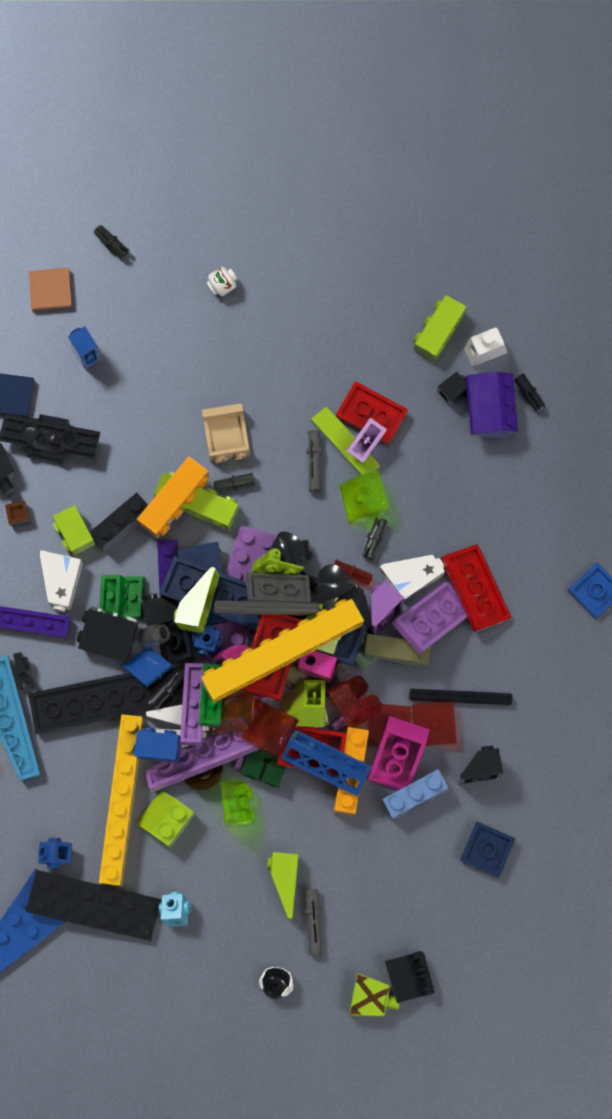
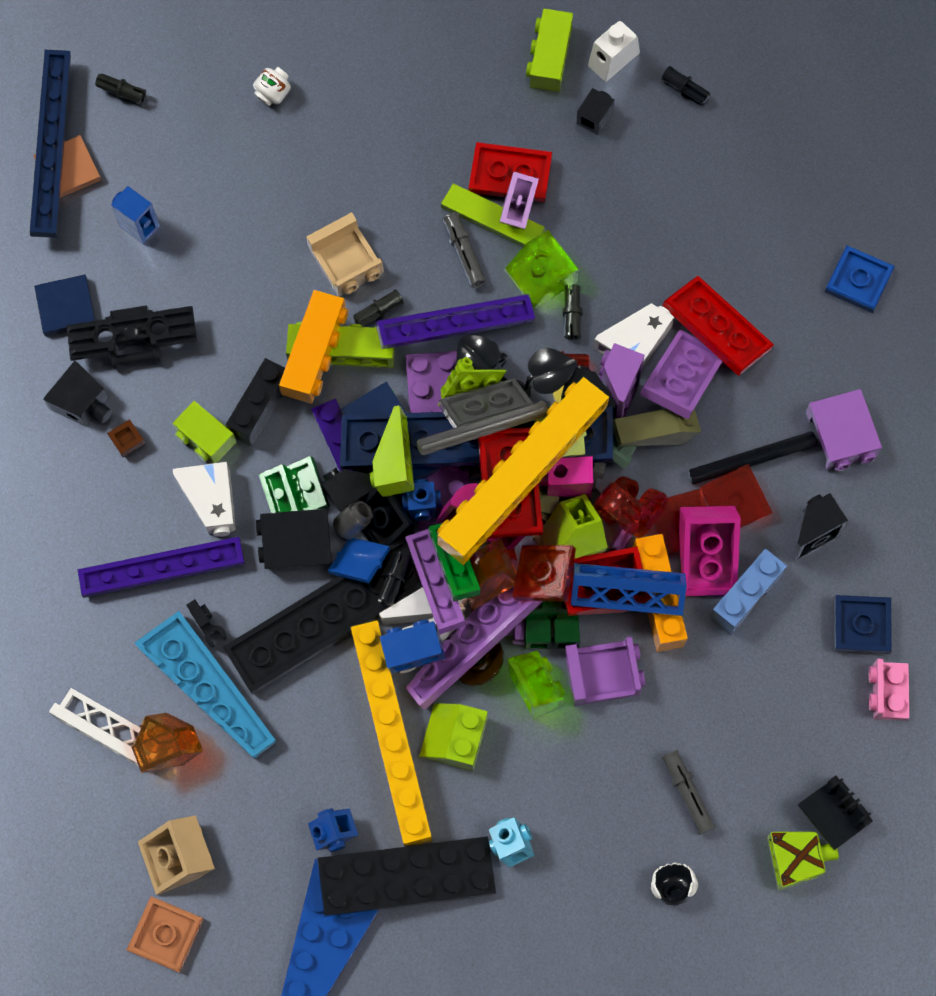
camera: 20 degrees left, 5 degrees down
(44, 267) = (50, 144): none -> dark blue plate
(284, 515) = (455, 321): none -> dark purple plate
(284, 874) = (631, 752): lime slope -> none
(289, 813) = (604, 672): none -> medium lavender panel
(487, 905) = (890, 690): none -> bright pink bracket
(492, 404) = (650, 110): dark purple slope -> none
(534, 702) = (845, 430): none -> medium lavender panel

